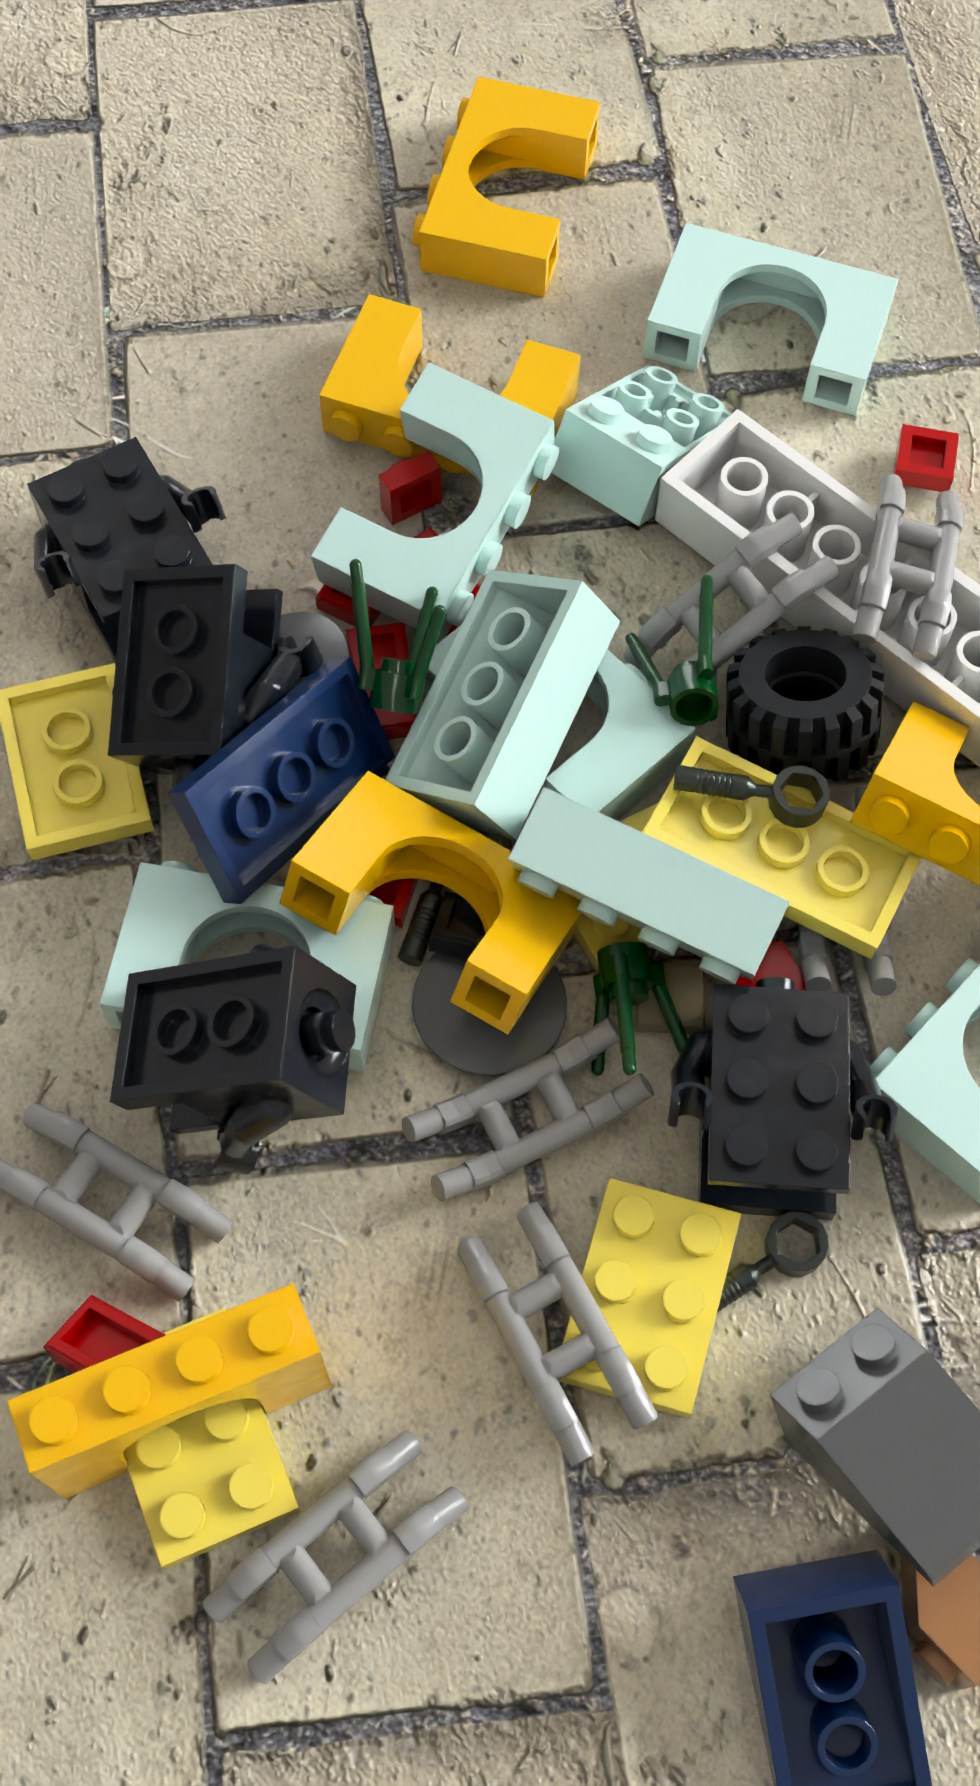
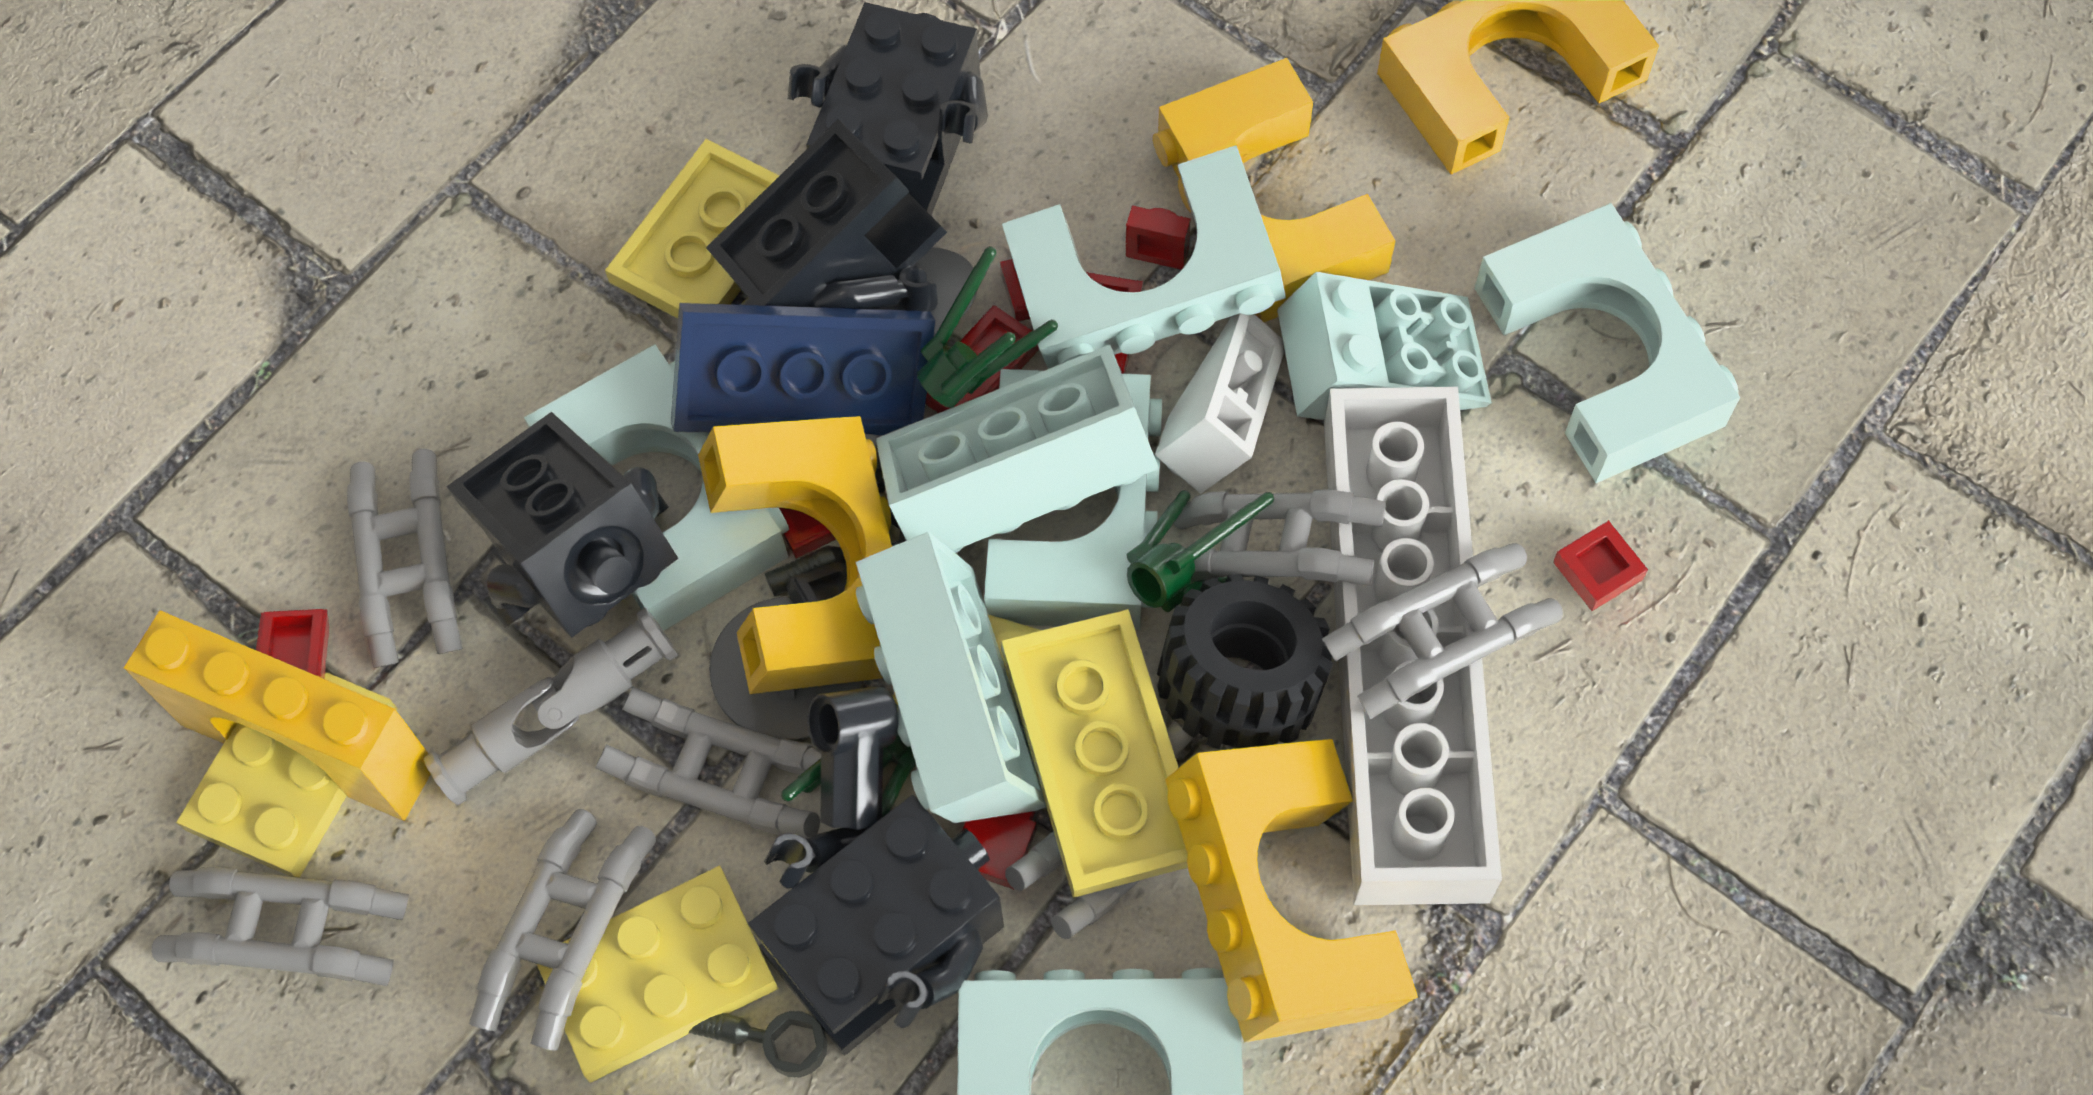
camera: 50 degrees right, 0 degrees up
(365, 1176) = (581, 686): none -> light grey piece
(589, 549) = (1223, 405): none -> white slope
(648, 995) = (851, 735): none -> black piece
(742, 787) = (1110, 677): pearl dark grey piece -> none

